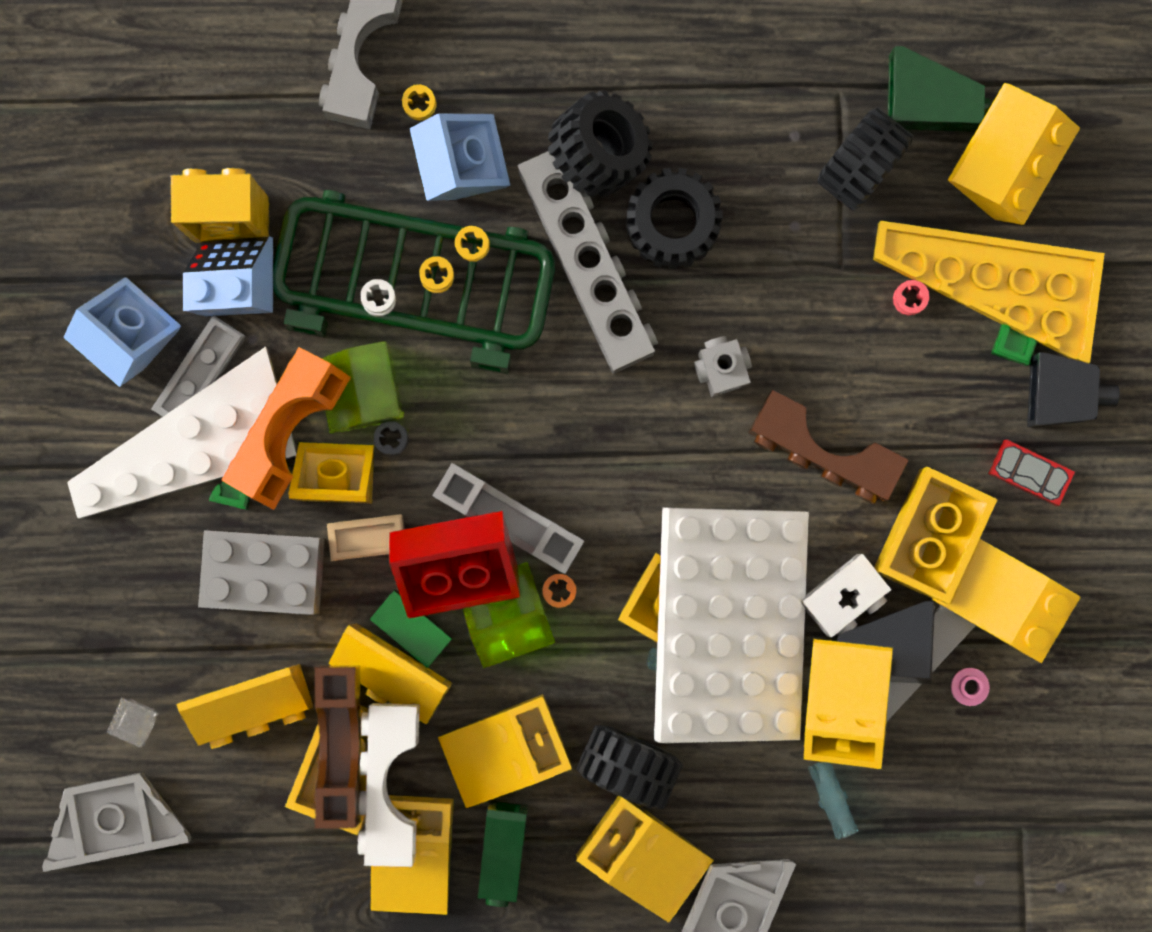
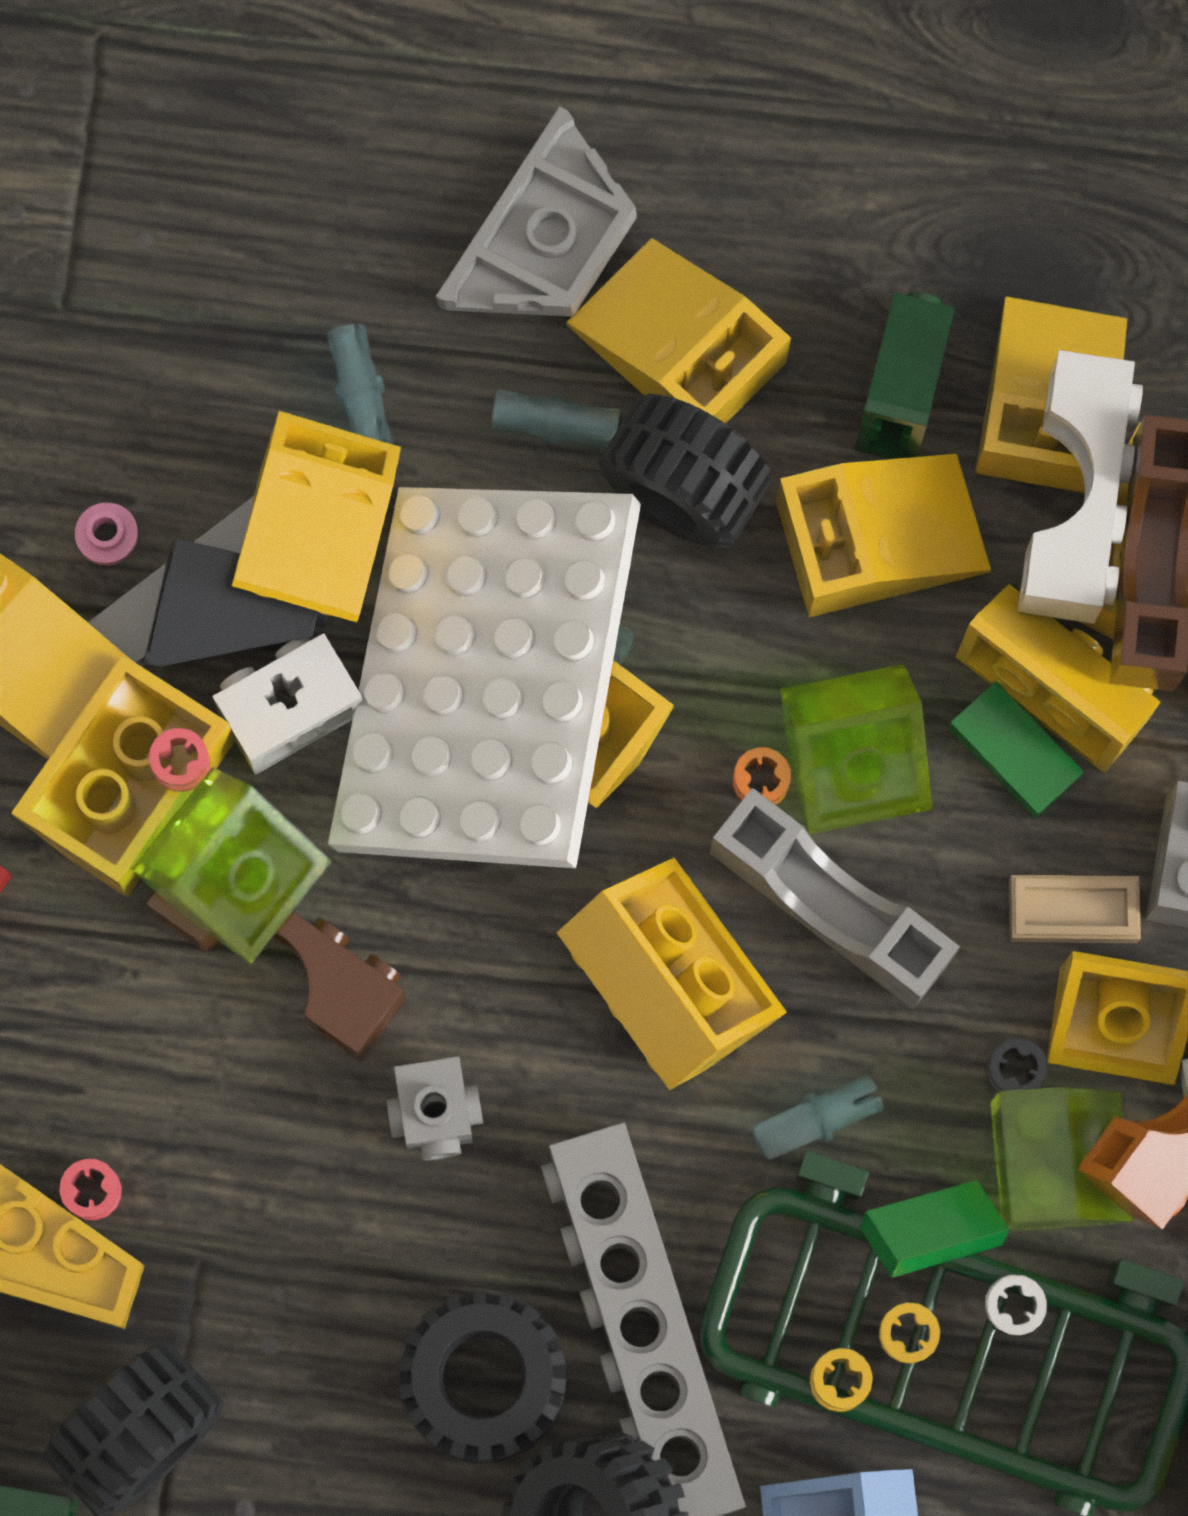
camera: 175 degrees left, 10 degrees down
(429, 335) = (934, 1228): none -> green tile
(454, 564) = (934, 831): red brick -> none
(502, 393) = (817, 1117): none -> clear light blue axle
(597, 465) = (670, 972): none -> yellow slope
(711, 797) = (554, 418): none -> clear light blue pin
(864, 485) = (231, 864): none -> clear neon green slope
(915, 549) = (163, 749): none -> coral bush

